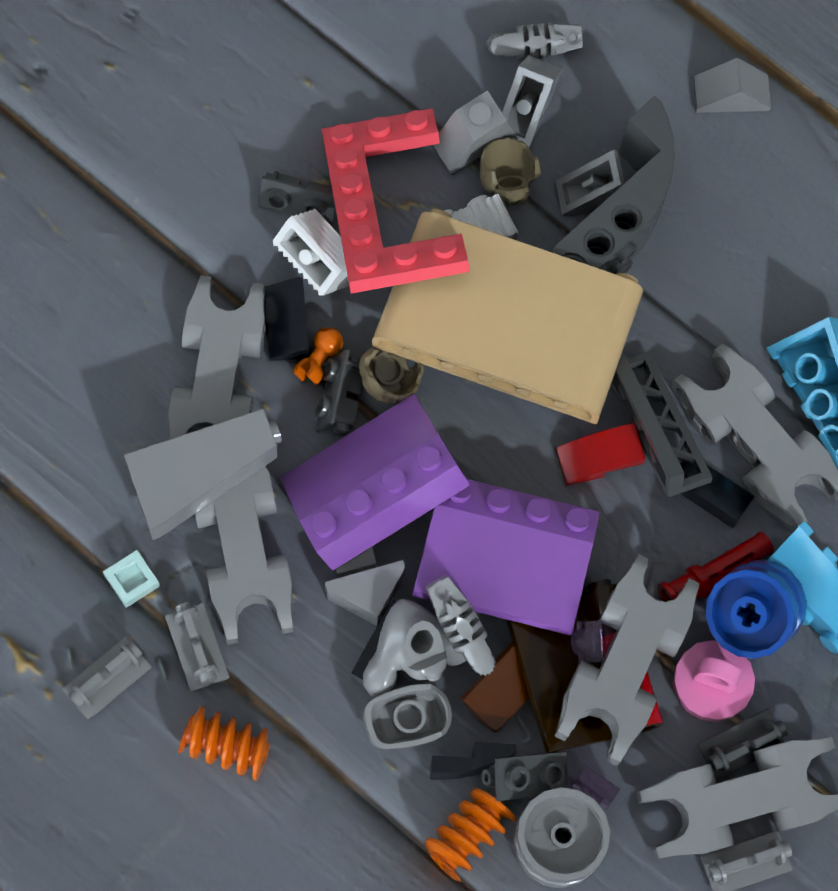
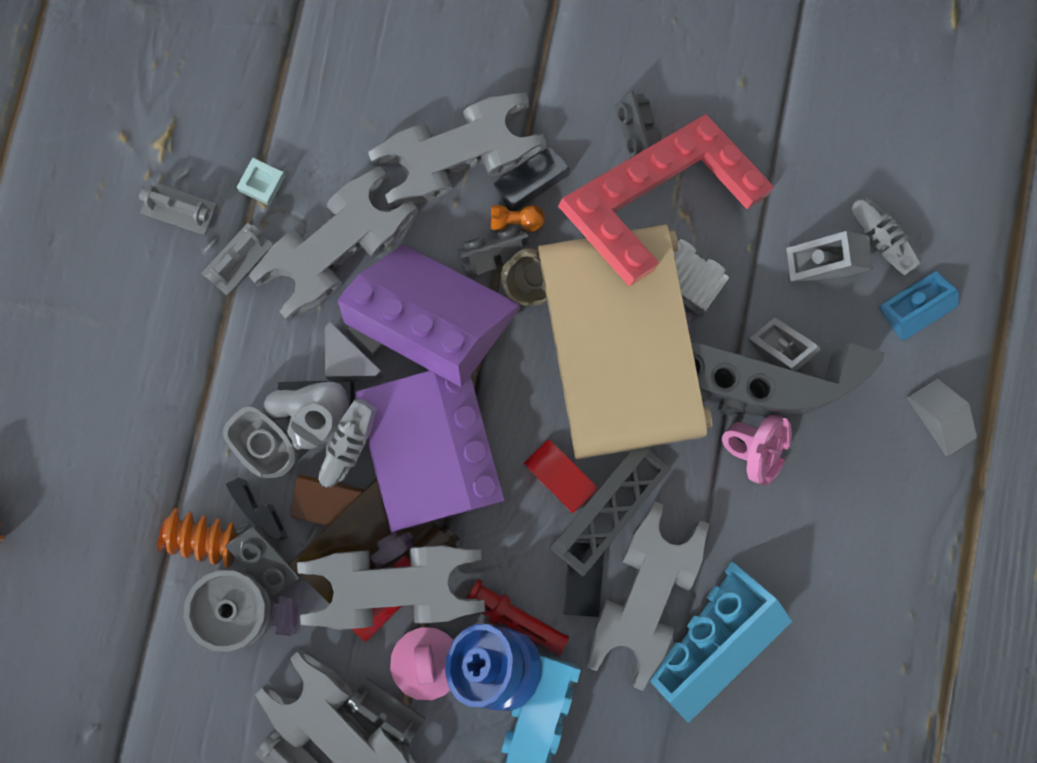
camera: 65 degrees right, 10 degrees up
(199, 467) = (358, 175): light grey slope -> none
(226, 742) = (170, 321): orange piece -> none
(314, 250) = (596, 154): white brick -> none
(470, 132) = (773, 229): light grey slope -> none
(508, 170) = (756, 274): dark tan hair -> none
(616, 51) = (920, 305): none -> dark azure slope
(675, 257) = (761, 447): none -> bright pink tile

